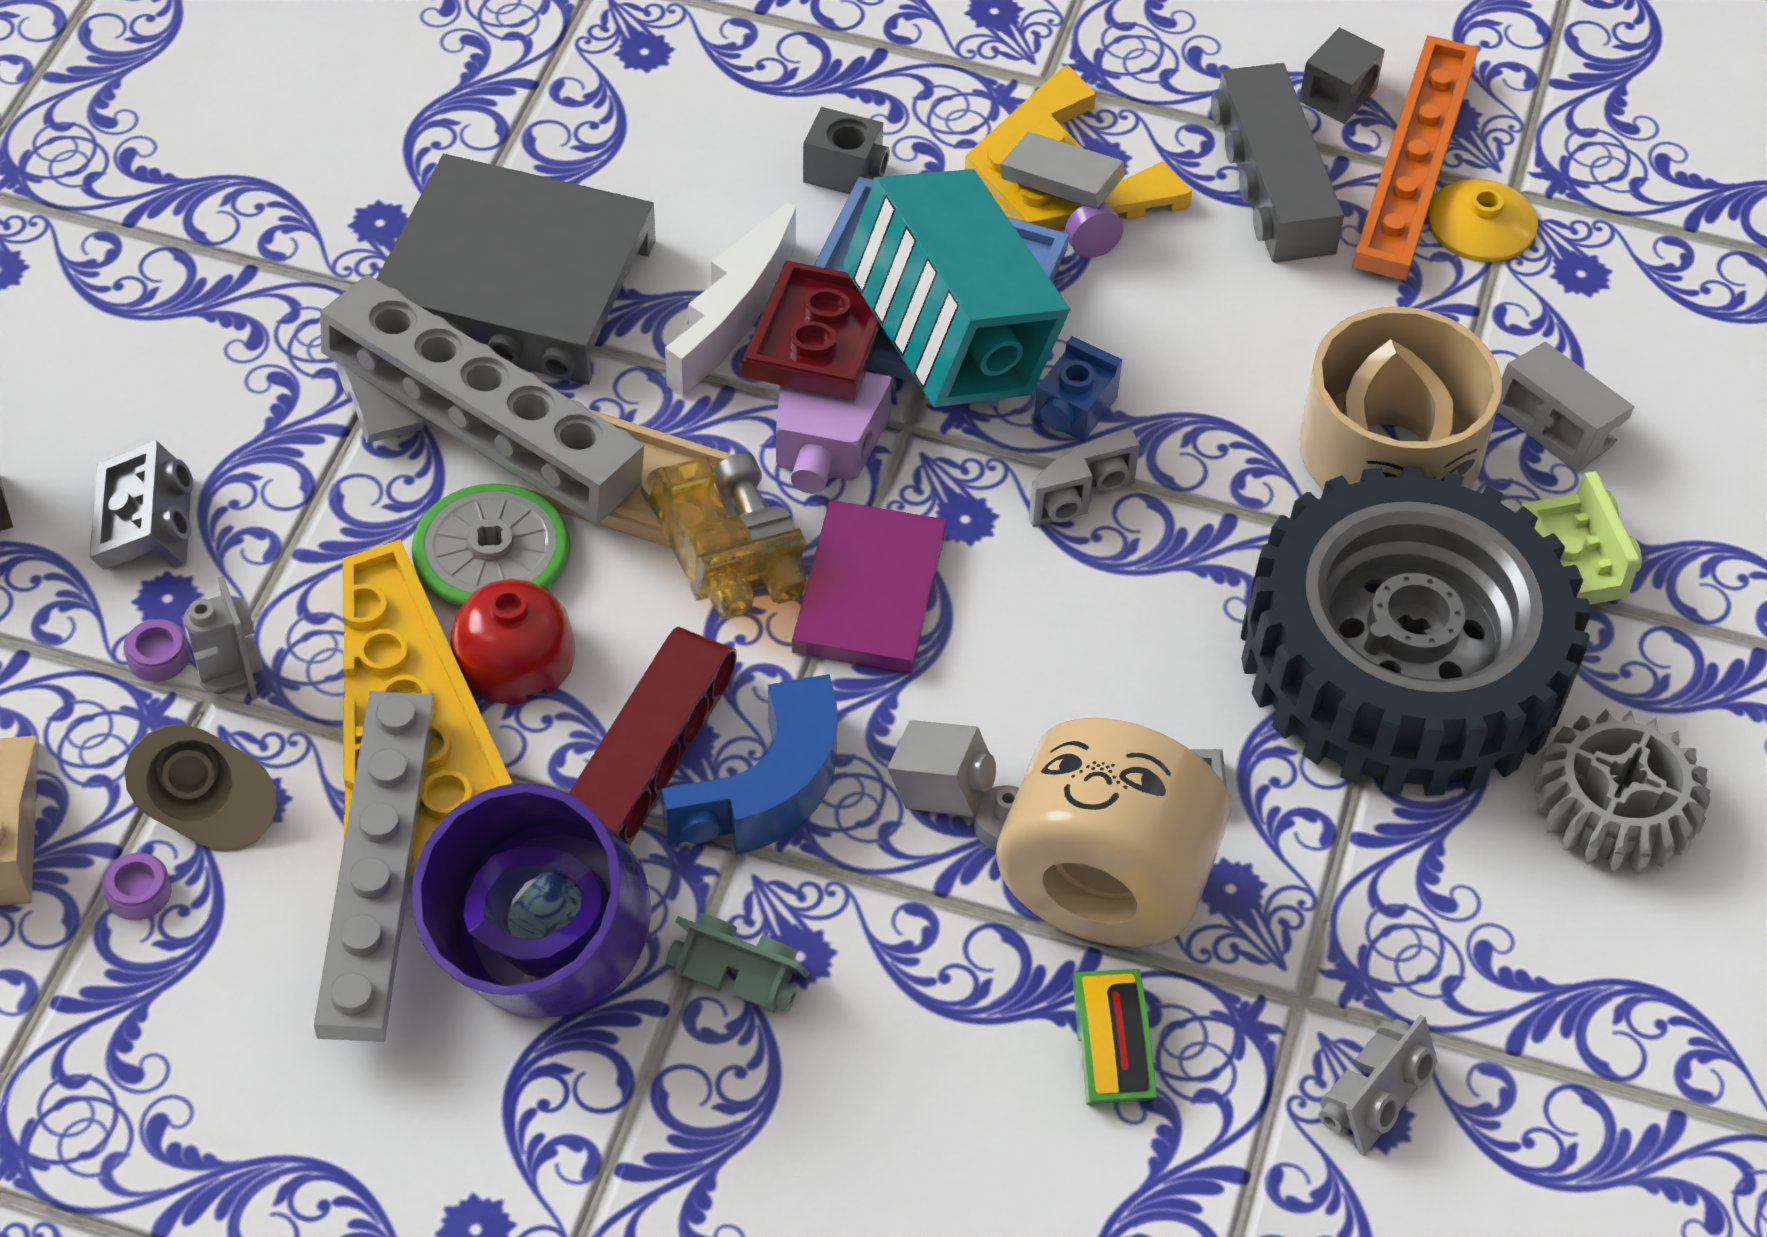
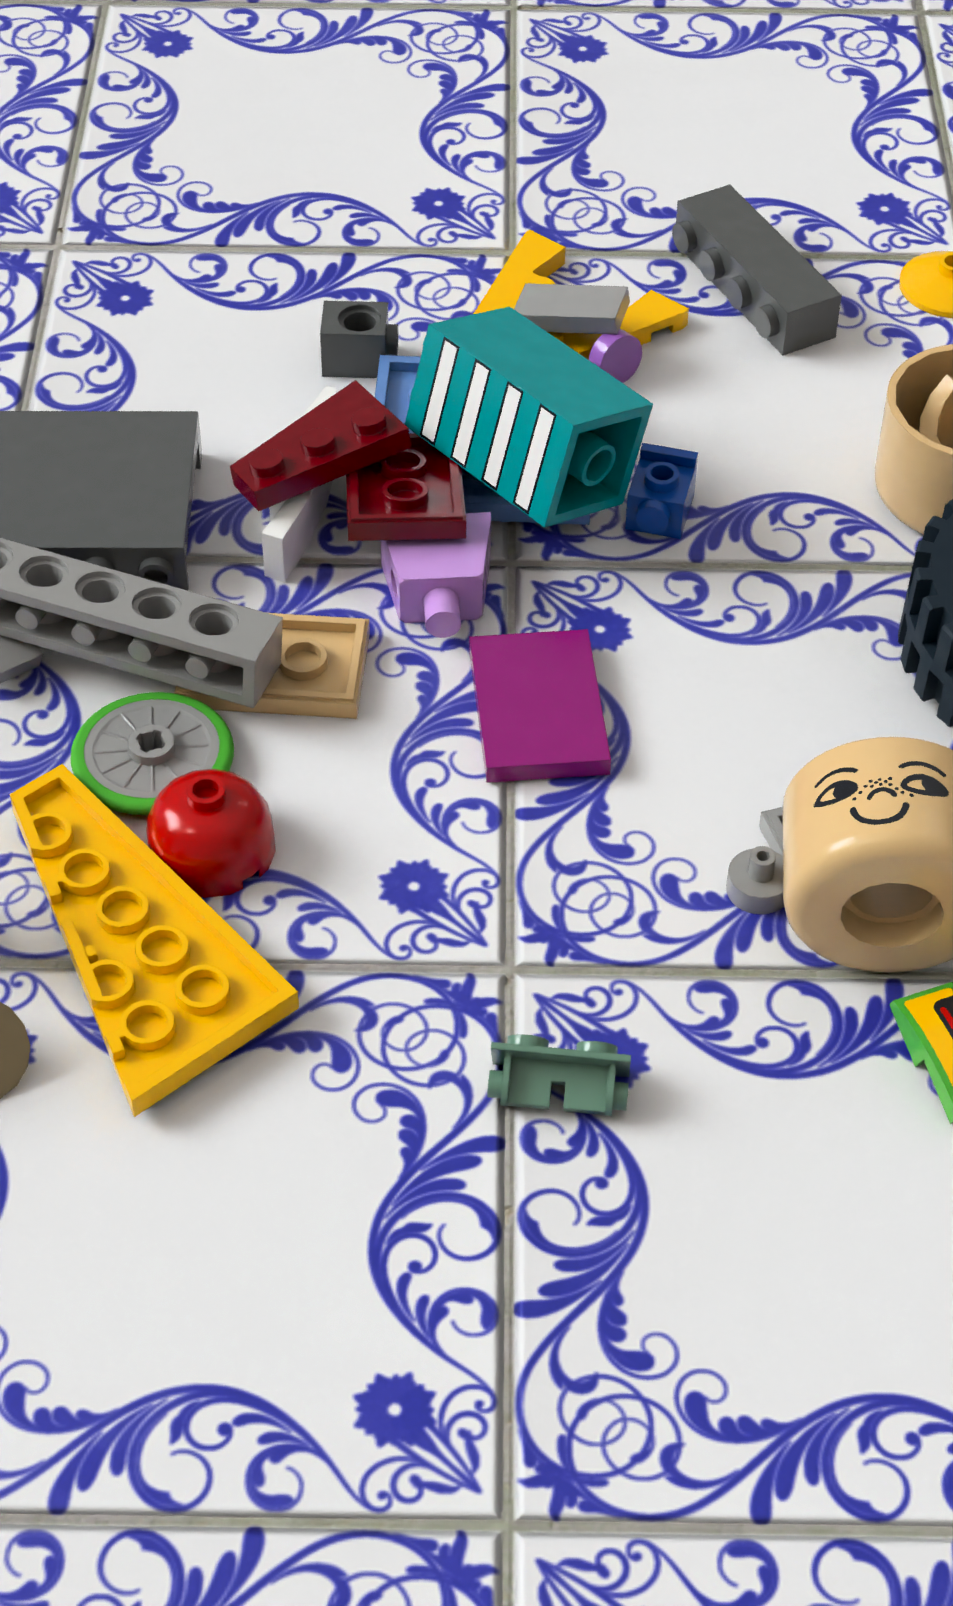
camera: 15 degrees left, 5 degrees down
(375, 868) = (162, 1078): light grey plate -> none
(483, 860) = (304, 1002): dark purple piece -> none
(544, 906) = (350, 1078): clear light blue tile -> none
(654, 731) = (380, 913): dark red beam -> none
(733, 552) = (393, 703): clear yellow hips -> none
(750, 272) = (320, 447): none -> dark red wing
(776, 791) = (529, 916): blue arch -> none
(942, 768) = (687, 845): light grey brick -> none
(1066, 484) = (701, 557): light grey slope -> none
(1341, 75) = (781, 187): dark grey brick -> none
(1415, 158) = (874, 245): orange plate -> none

